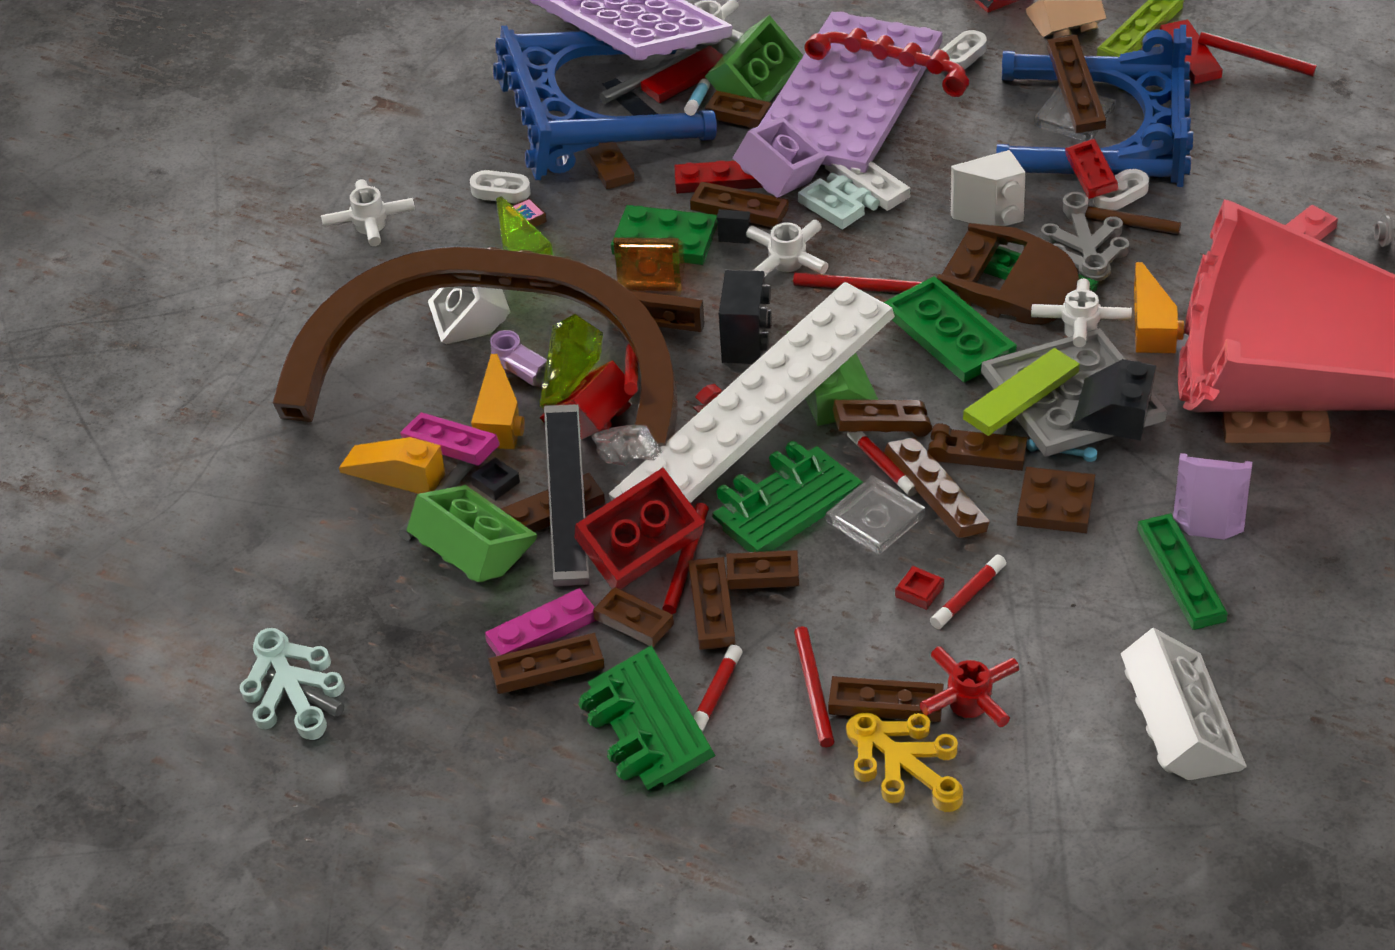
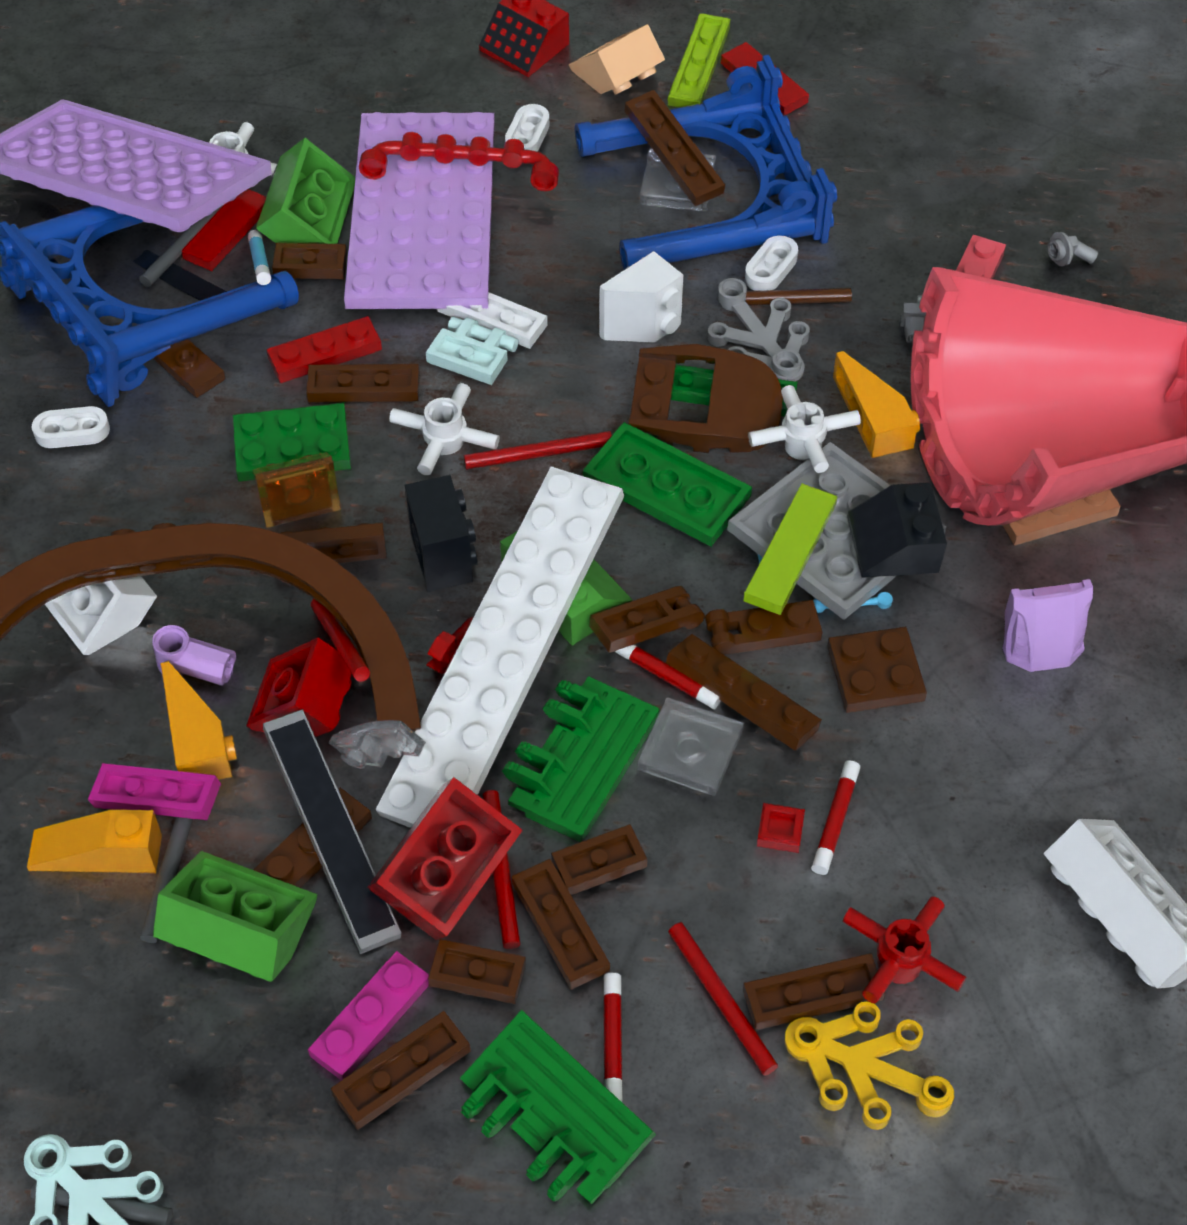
camera: 25 degrees left, 10 degrees up
(495, 478) = (228, 826): black tile -> none
(518, 233) = (126, 495): clear neon green slope -> none
(531, 212) = (115, 458): tile -> none
(571, 355) = (258, 645): clear neon green slope -> none
(733, 226) = (371, 413): black tile -> none
(778, 157) = (391, 315): lavender brick -> none
(1091, 168) = (736, 248): red plate -> none
(1182, 571) = (1048, 722): green tile -> none
(1257, 54) = (836, 67): red bar -> none

